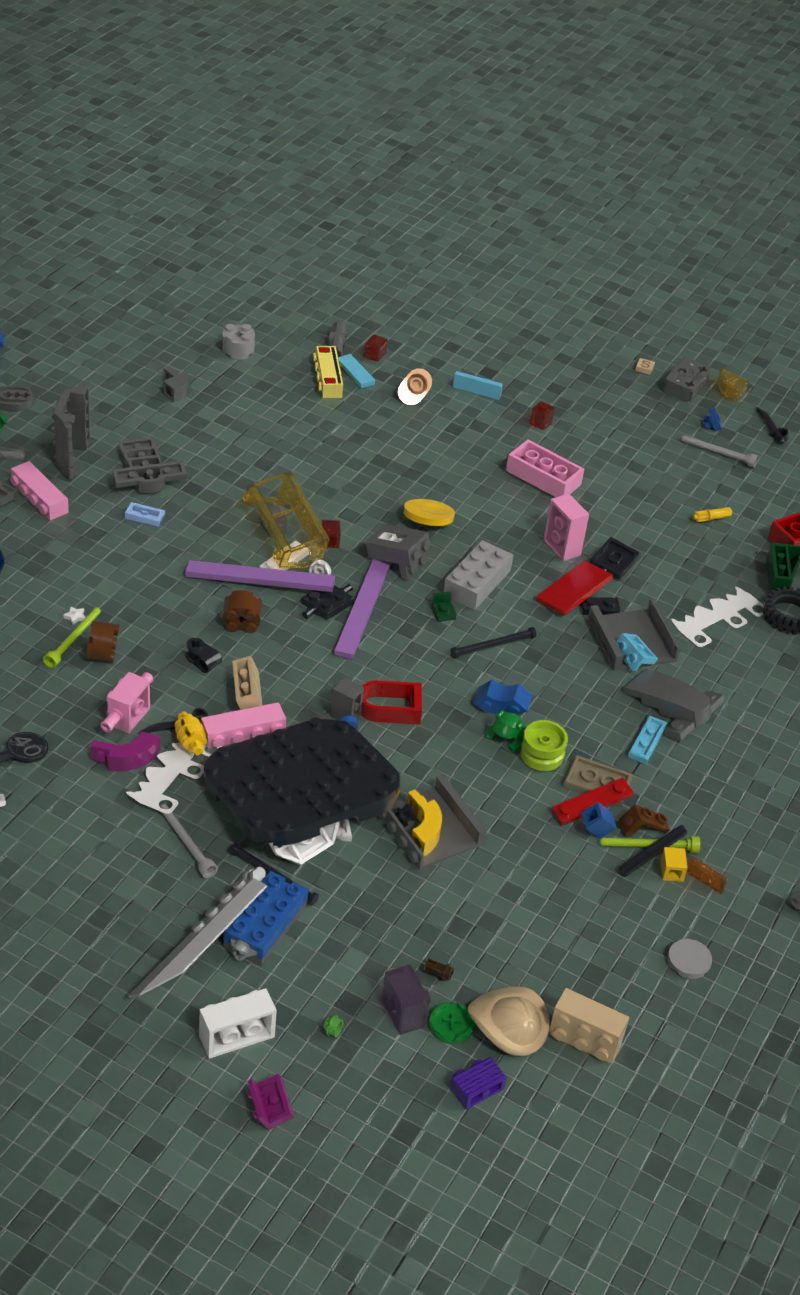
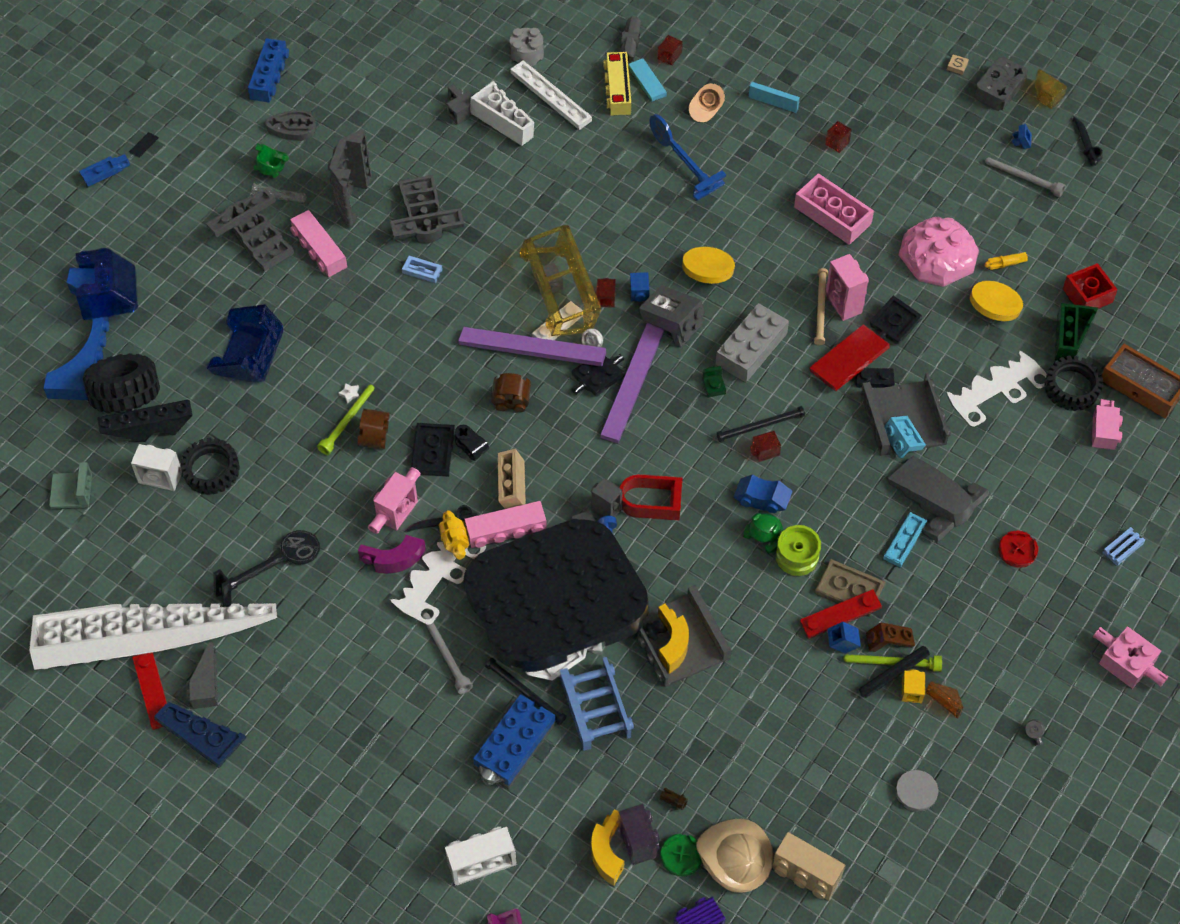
camera: 10 degrees right, 15 degrees up
(164, 662) = (433, 449): none -> black tile
(206, 931) = (456, 759): light grey hinge -> none
(217, 391) = (502, 114): none -> white wedge
(264, 379) = (551, 95): none -> white plate
(333, 1026) = (570, 857): bright green plate -> none
(334, 895) = (581, 717): none -> medium blue fence
(362, 528) = (639, 286): none -> blue brick
(370, 1026) = (604, 859): none -> yellow arch
(376, 411) = (664, 136): none -> blue piece
(501, 659) = (765, 446): none -> clear red brick
(542, 574) = (819, 339): none -> tan bar
(648, 505) = (939, 251): none -> bright pink rock
(708, 544) = (996, 301): none -> yellow piece
(759, 747) = (1018, 549): none -> red tile

